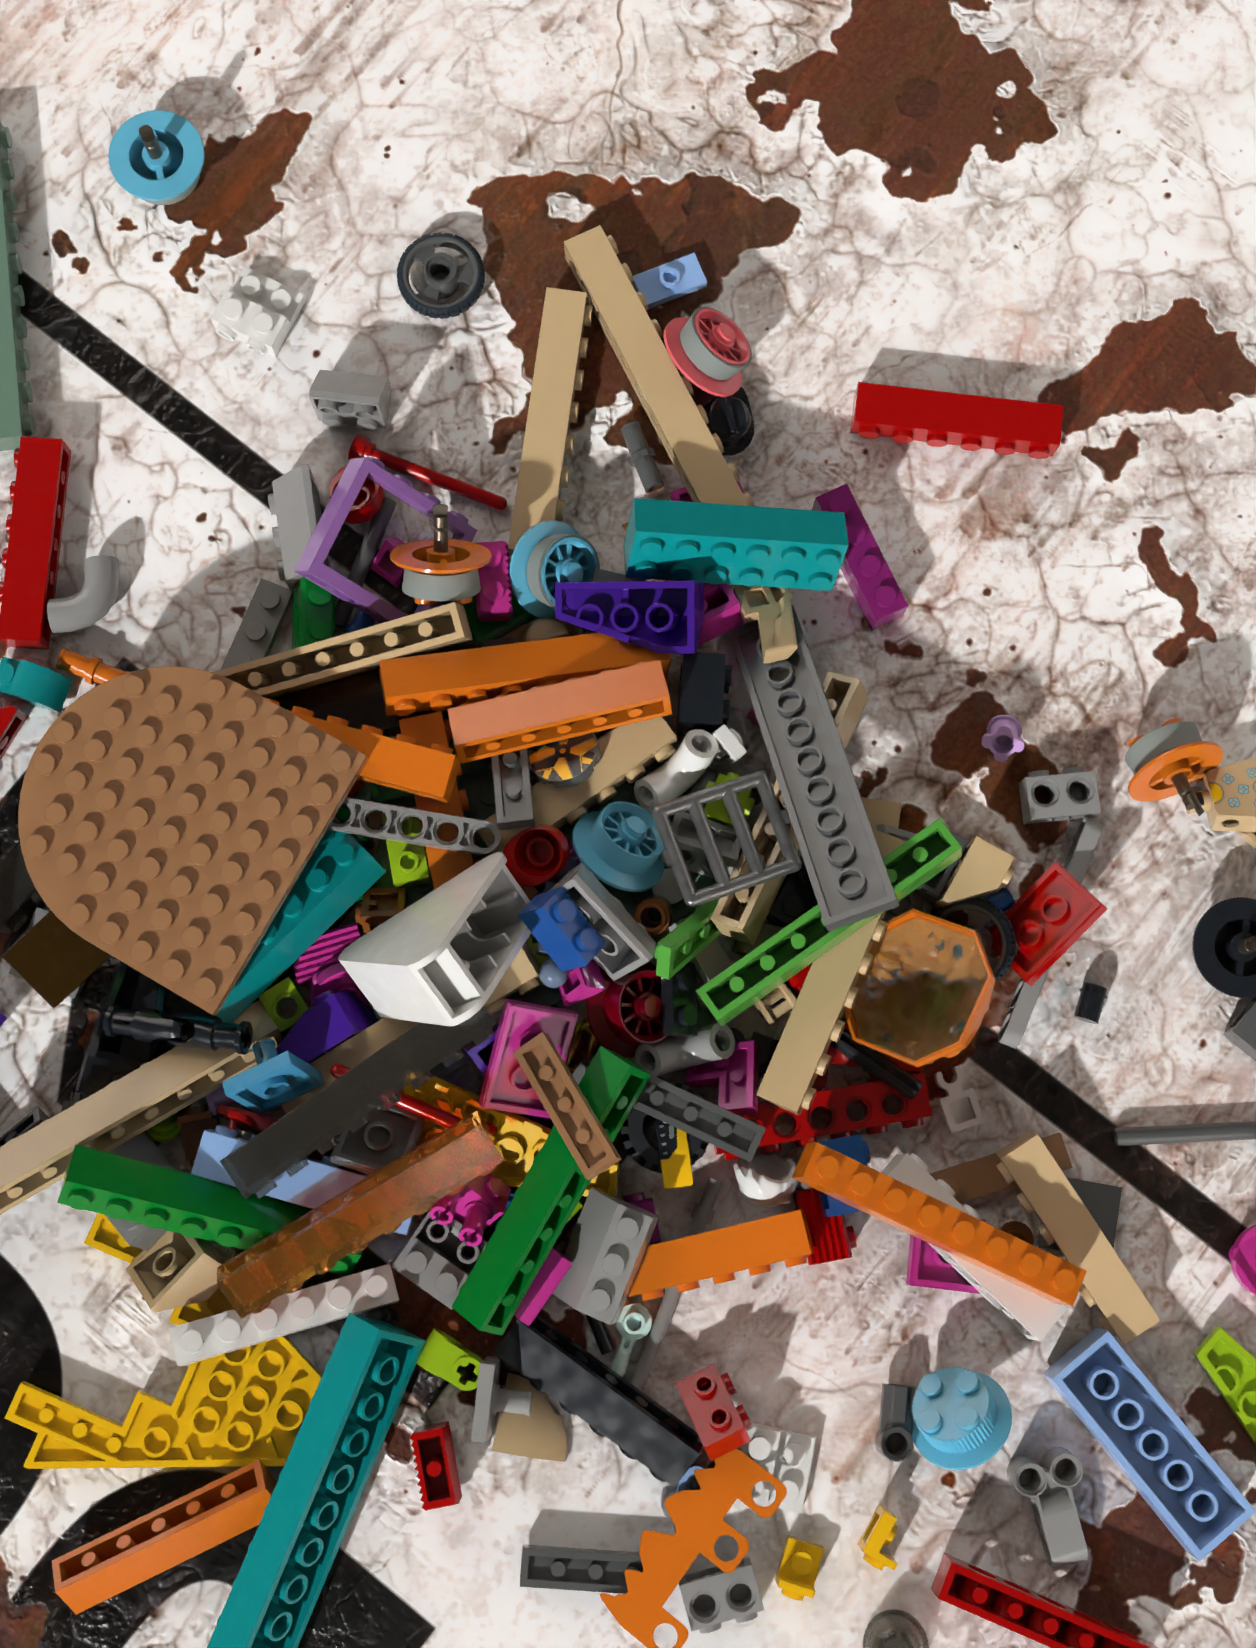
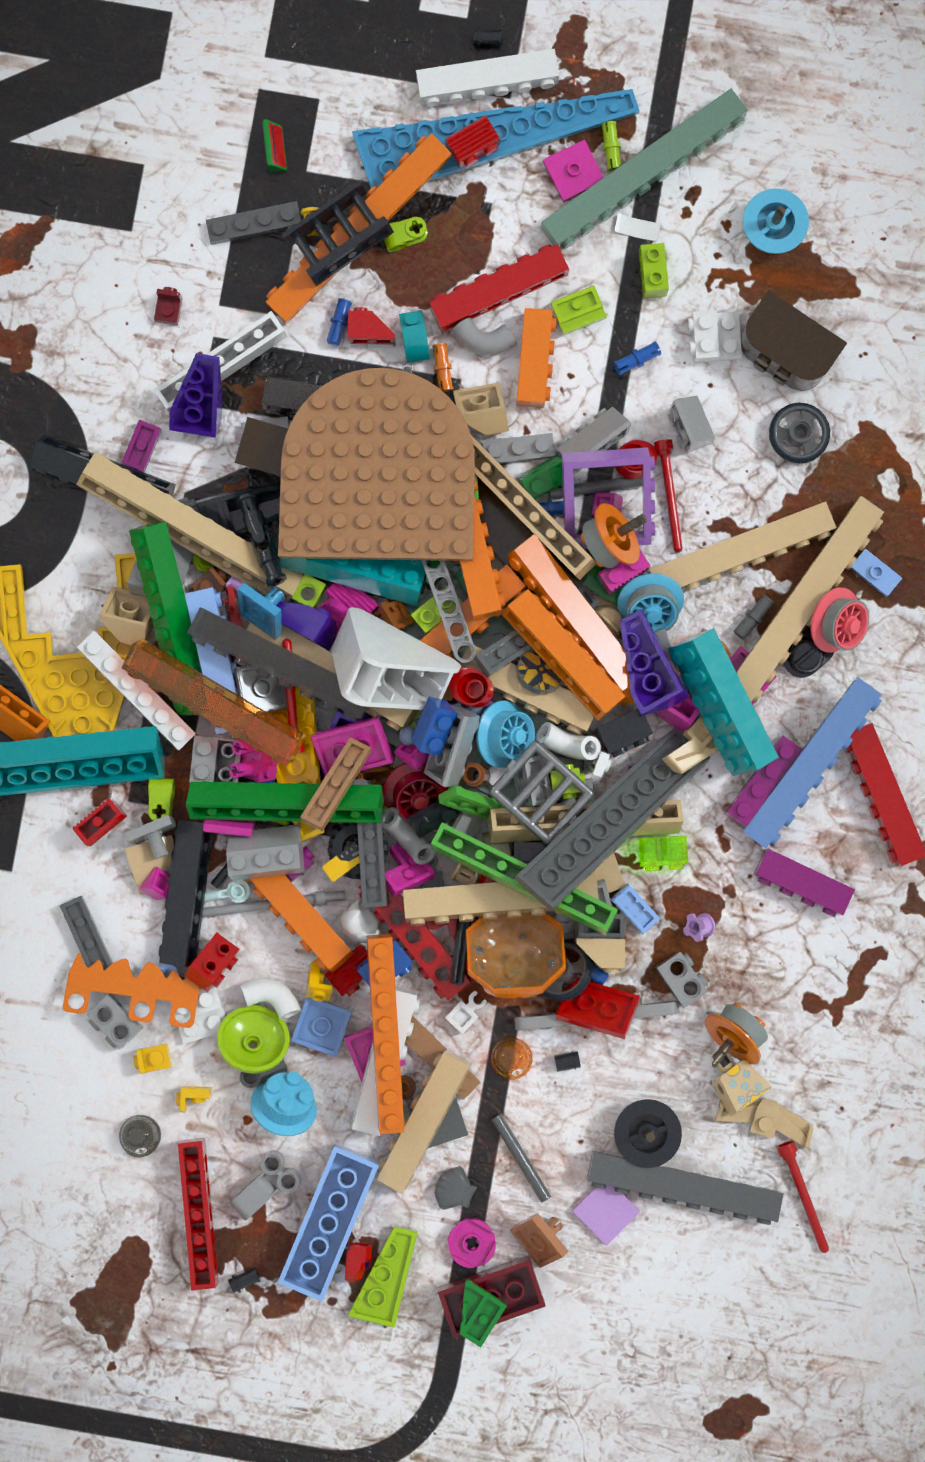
camera: 65 degrees right, 5 degrees up
(63, 332) = (637, 227): none -> white sticker
(123, 459) = (578, 310): none -> lime plate
(128, 339) = (653, 270): none -> lime brick
(151, 546) = (535, 357): none -> orange brick
(180, 641) = (483, 408): none -> tan slope
(228, 420) = (637, 358): none -> blue pin
(321, 223) = (789, 344): none -> dark brown brick
(564, 1431) = (156, 884): none -> dark pink slope
(796, 1349) = (272, 992): none -> white cylinder
(815, 1285) = (315, 986): none -> yellow bracket
(828, 1399) = (253, 1026): none -> lime dish
(866, 471) = (812, 761): none -> medium blue brick
(876, 1307) = (321, 1026): none -> medium blue plate
(881, 731) = (663, 851): none -> clear neon green brick
(947, 803) = (635, 908): none -> light blue plate
(1014, 577) = (803, 882): none -> magenta brick
(1048, 1074) = (511, 1058): none -> clear orange helmet
(1166, 1604) = (244, 1280): none -> black pin
(1184, 1245) = (454, 1189): none -> dark grey animal
(1217, 1430) = (357, 1260): none -> red rock

